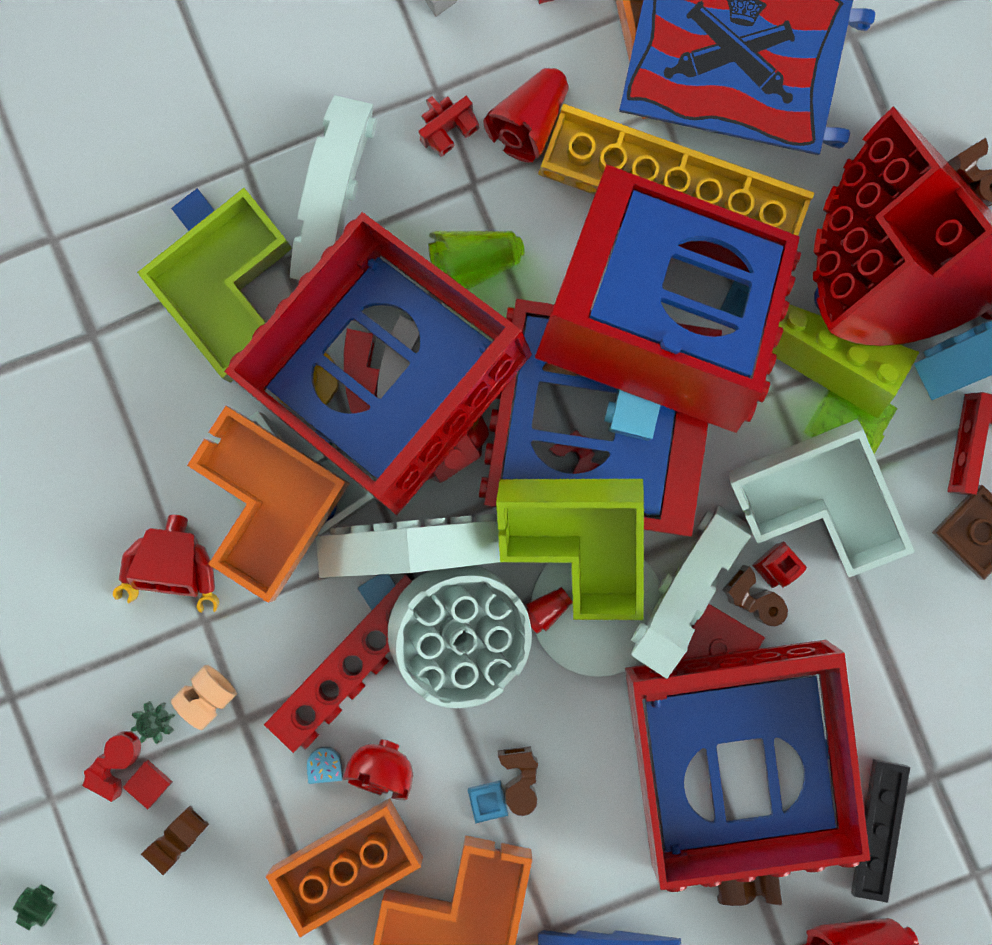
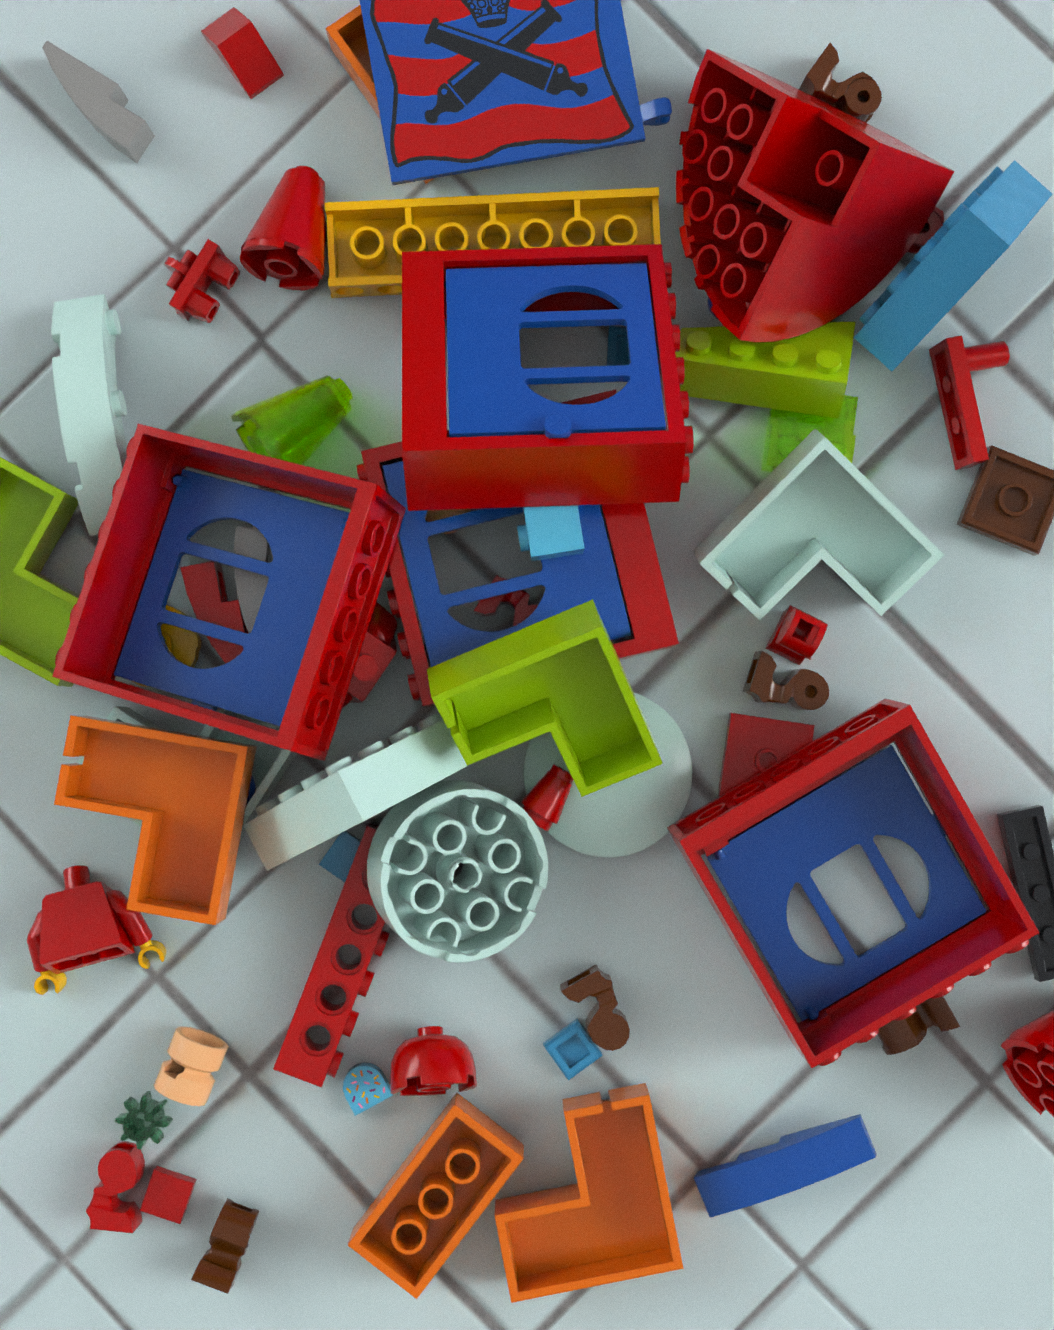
camera: 25 degrees left, 0 degrees up
(687, 593) = (703, 712): light aqua brick -> none

